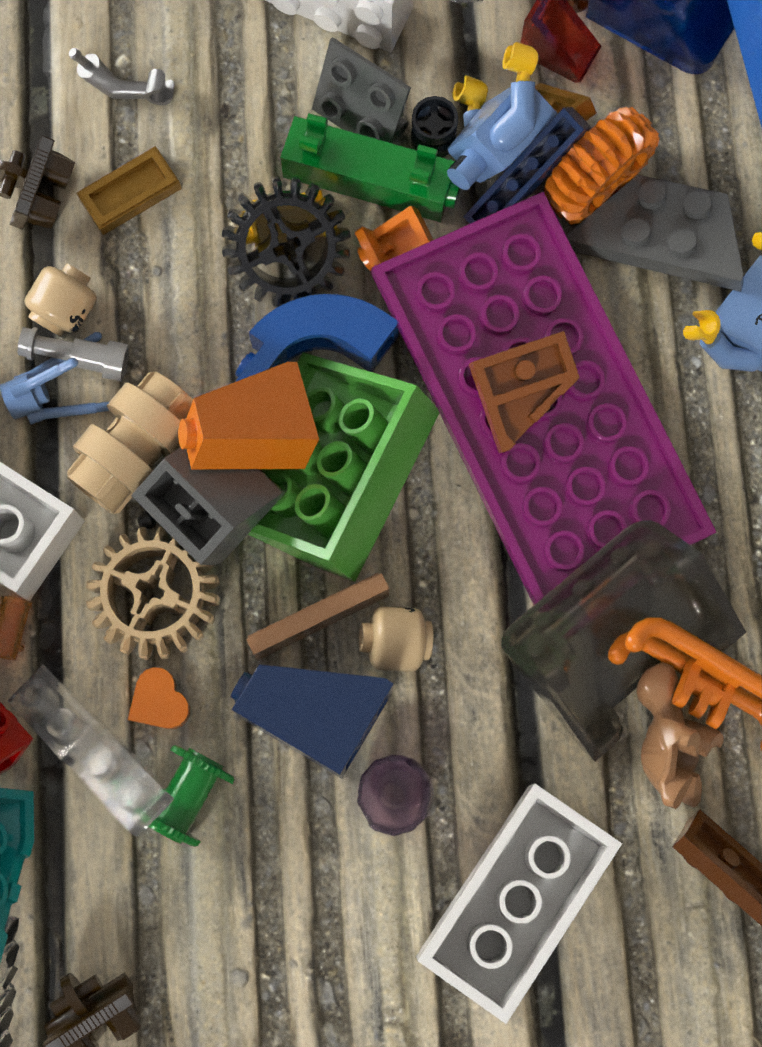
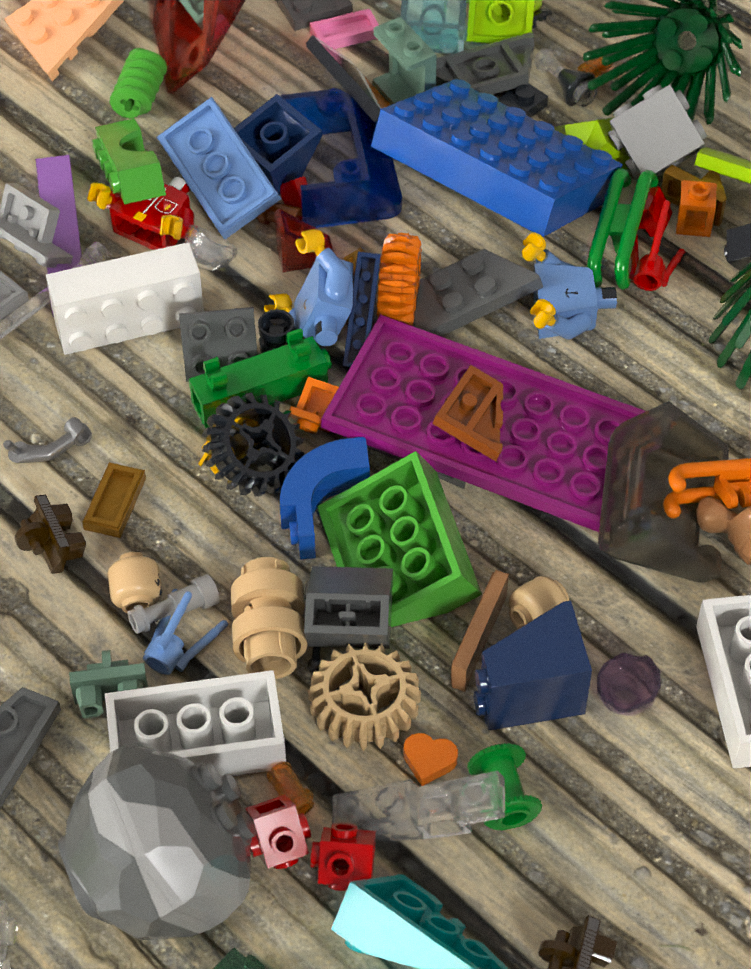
camera: 40 degrees left, 25 degrees down
(252, 424) = (340, 542): orange slope -> none

